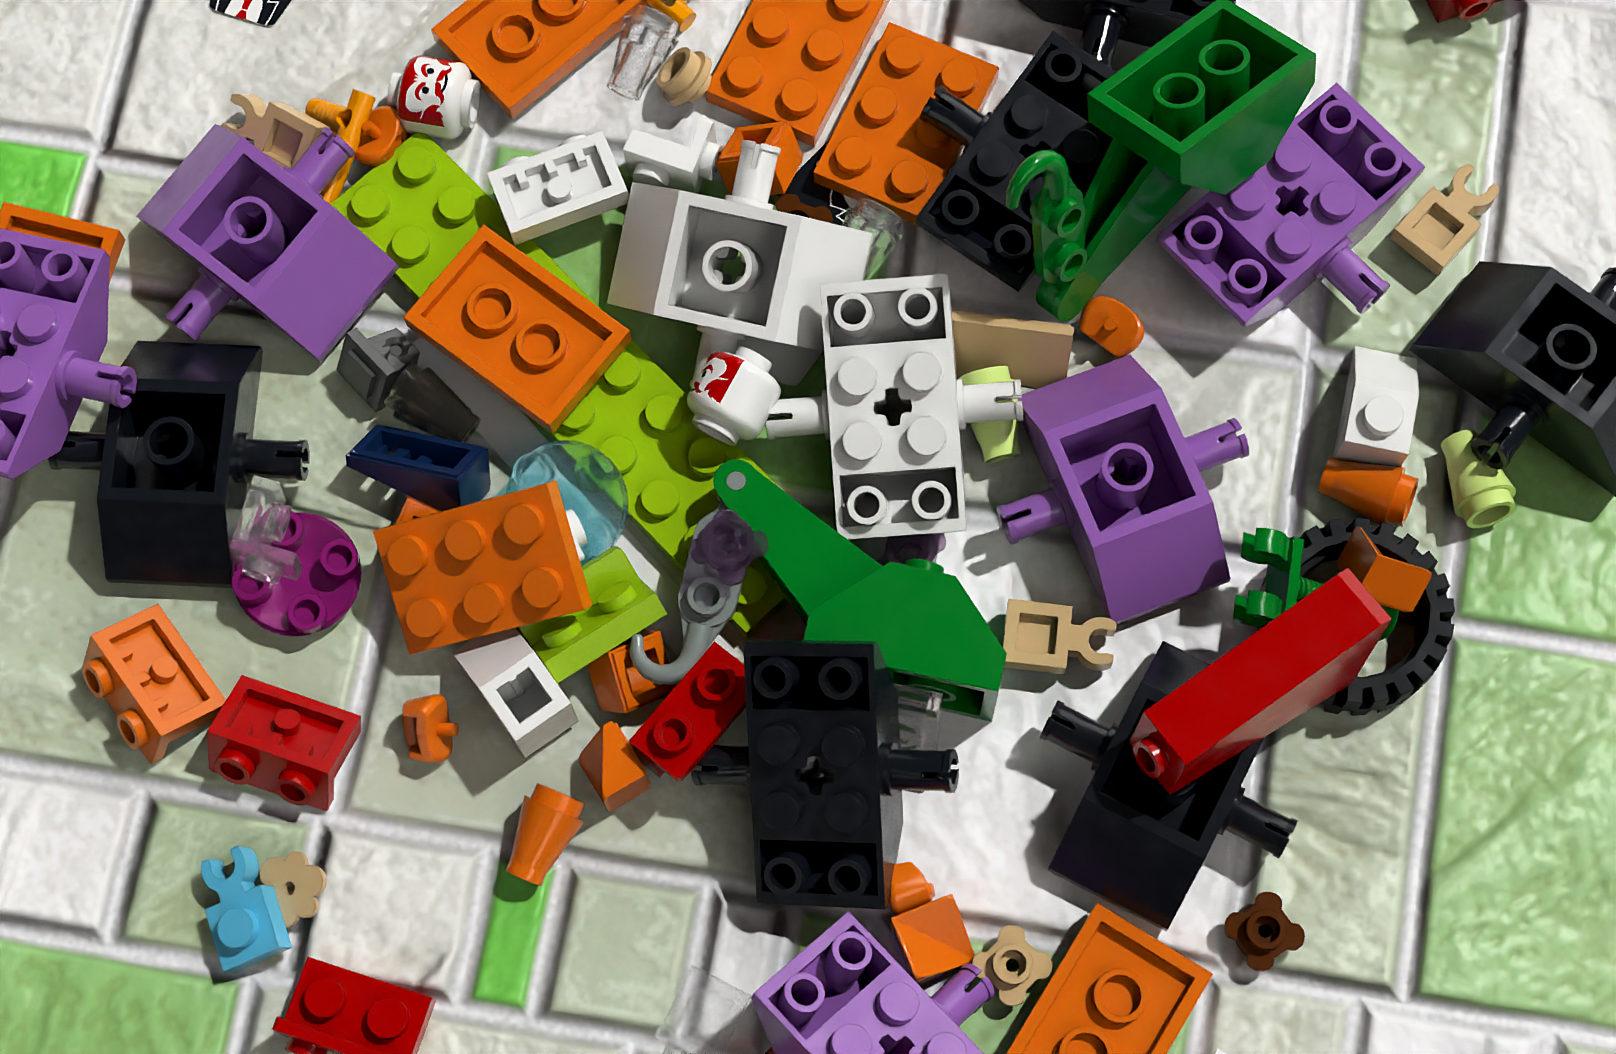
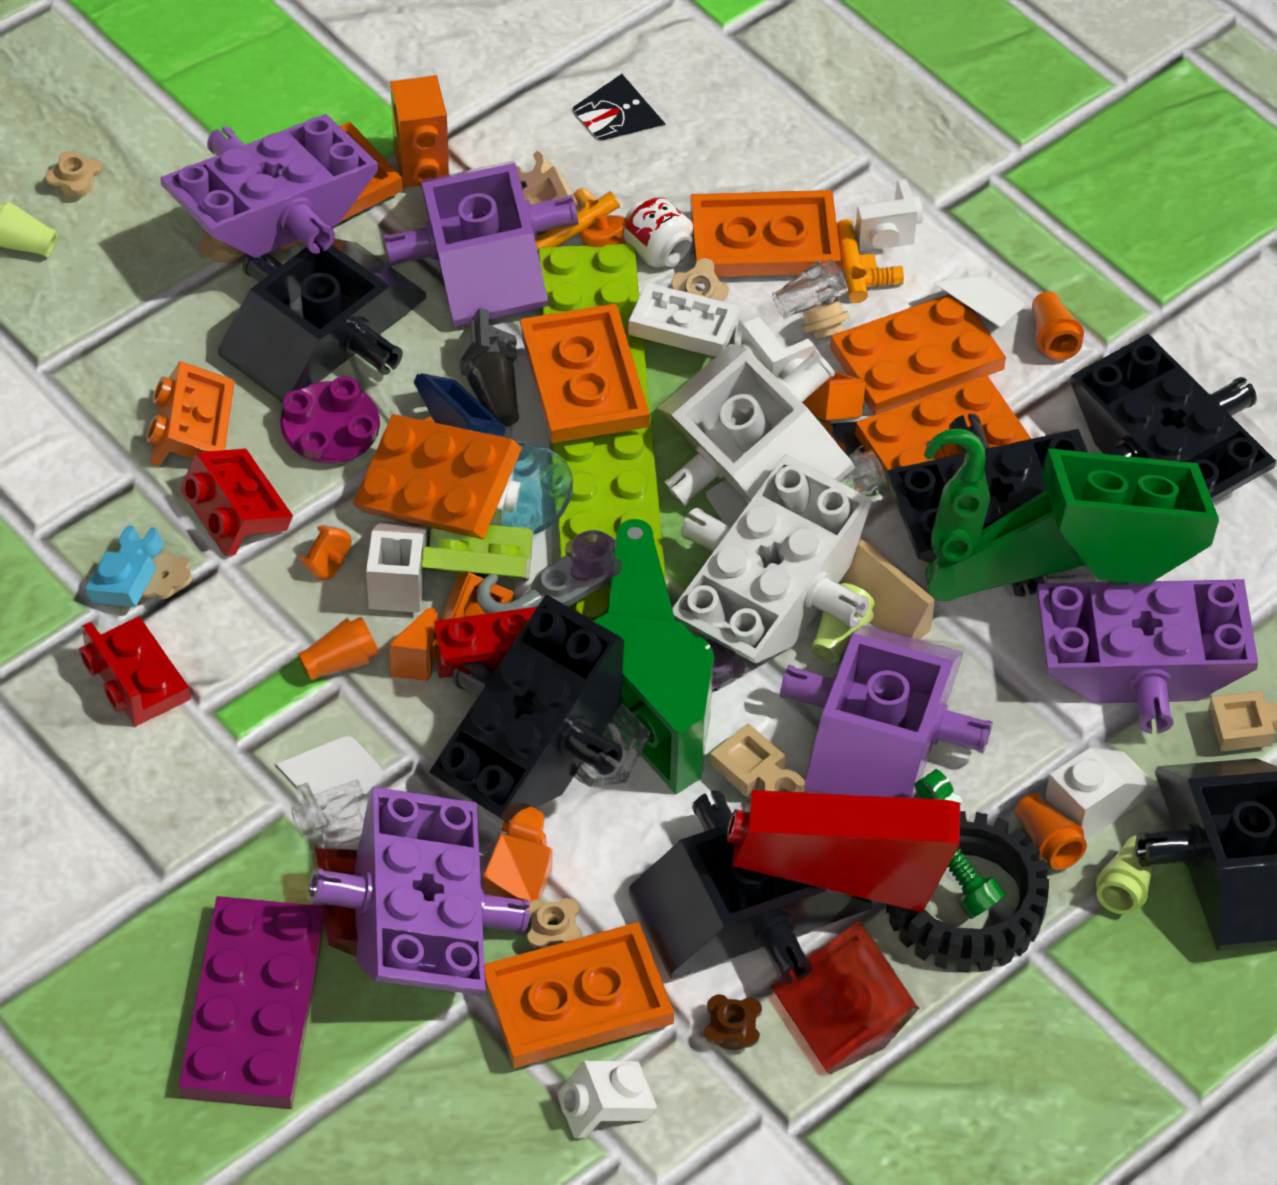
camera: 35 degrees right, 20 degrees down
(96, 163) = (419, 129): none -> orange brick
(260, 523) = (326, 370): clear bracket -> none
(523, 115) = (703, 273): none -> tan plate
(647, 965) = (333, 766): none -> white sticker
(733, 395) = (678, 490): white head -> none
(1111, 325) = (968, 629): orange piece -> none
(1350, 823) = (848, 1000): none -> clear red slope
(1386, 579) = (998, 863): orange slope -> none

